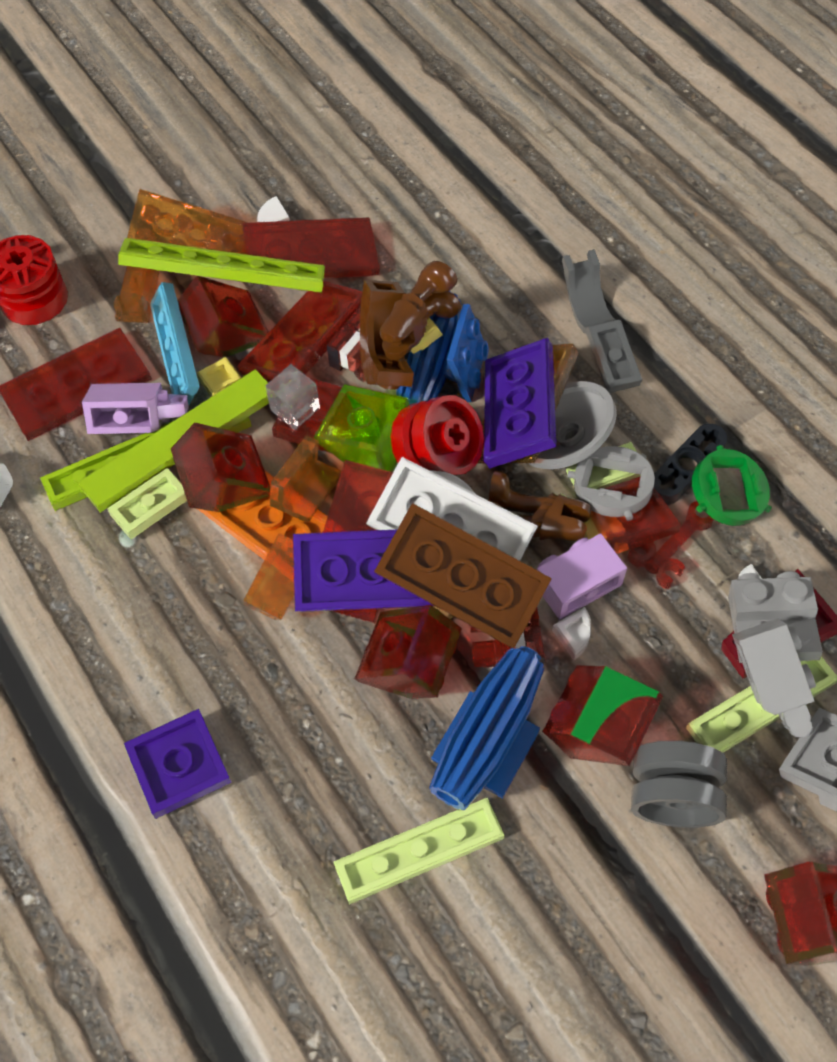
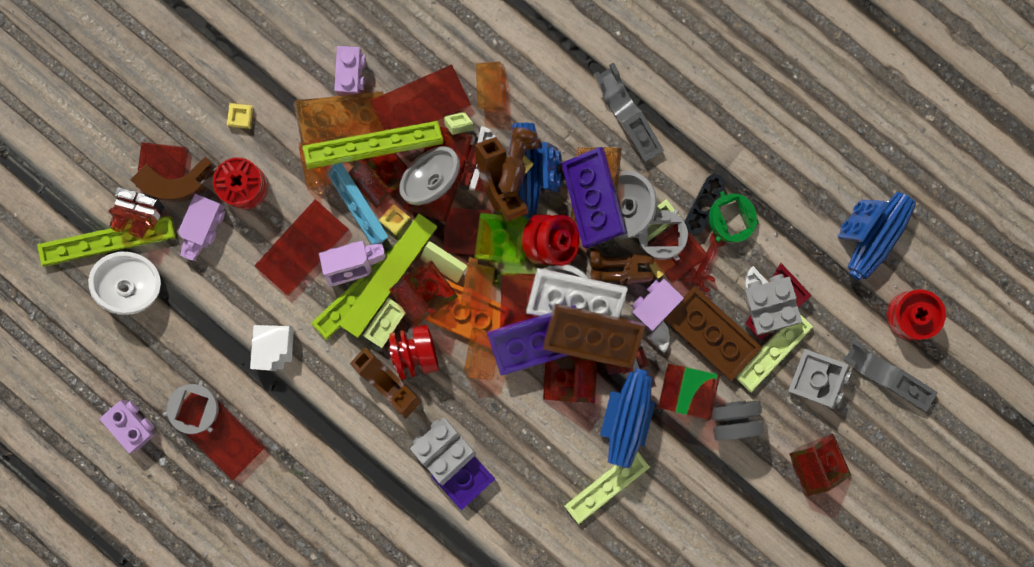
camera: 20 degrees left, 25 degrees up
(66, 219) = (240, 116): none -> light yellow tile
(111, 577) = (386, 382): none -> reddish brown arch
(158, 705) = (442, 450): none -> light grey plate
(167, 542) = (413, 352): none -> red wheel
(230, 189) = (349, 70): none -> lavender brick
(271, 443) = (444, 261): none -> yellowish green tile
(272, 211) = (382, 76): white tile -> none
(289, 321) = (430, 176): none -> light grey dish
(292, 396) = (452, 232): clear brick -> none
(350, 279) = (458, 123): none -> yellowish green tile
(414, 247) = (491, 86): none -> clear orange hinge
(664, 646) = (712, 333): none -> reddish brown plate
(777, 674) = (778, 343): light grey hinge -> none

